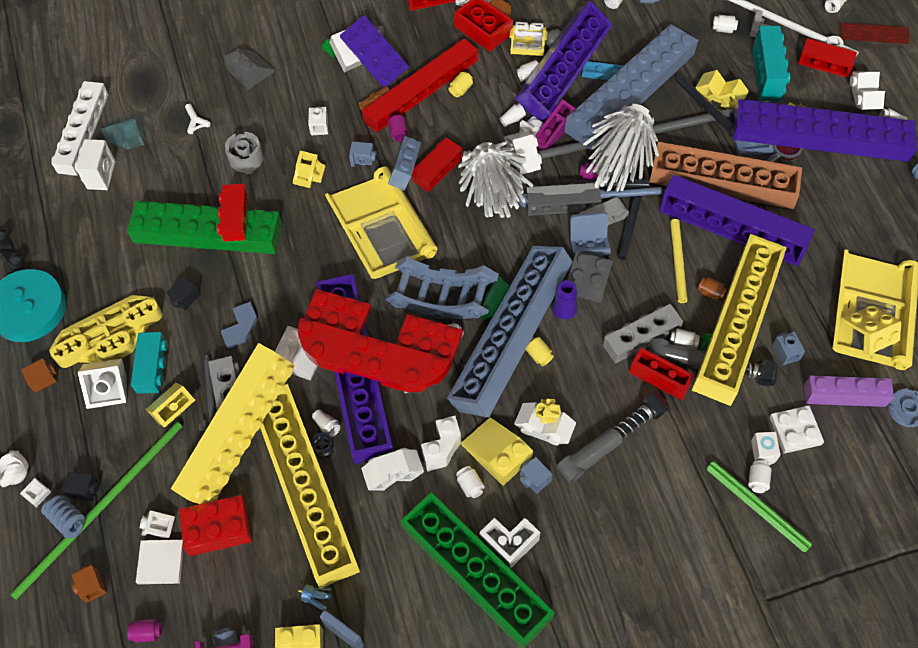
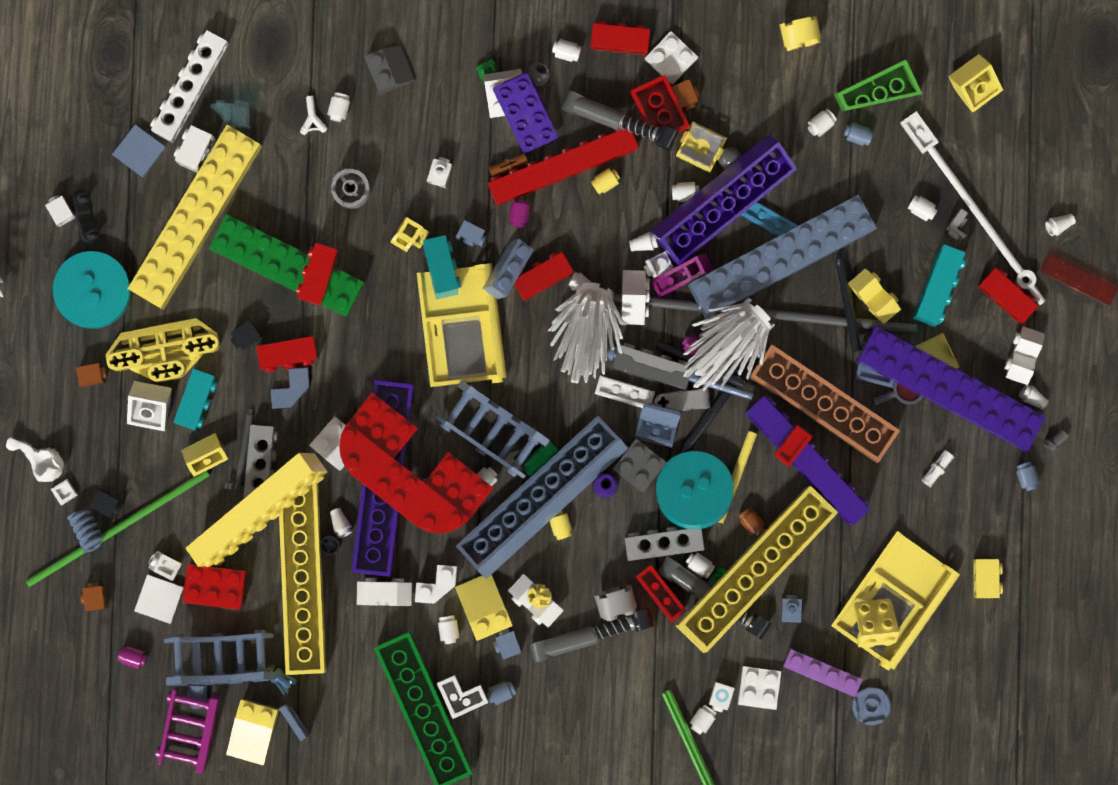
camera: 20 degrees right, 25 degrees up
(46, 188) = (139, 151): none -> sand blue tile
(107, 220) = (195, 217): none -> light yellow brick
(215, 102) = (338, 107): none -> white brick
(227, 295) = (287, 354): none -> red brick
(246, 615) = (219, 676): none -> sand blue fence
(345, 182) = (441, 267): none -> teal brick
(391, 12) = (566, 50): none -> white brick
(416, 41) = (616, 119): none -> piece
(545, 229) = (624, 392): none -> white tile
(549, 523) = (501, 692): none -> sand blue brick
(623, 395) = (616, 602): none -> light grey brick
(649, 277) = (694, 490): none -> teal brick
(719, 201) = (793, 445): none -> red tile
(847, 195) = (937, 468): none -> white pin

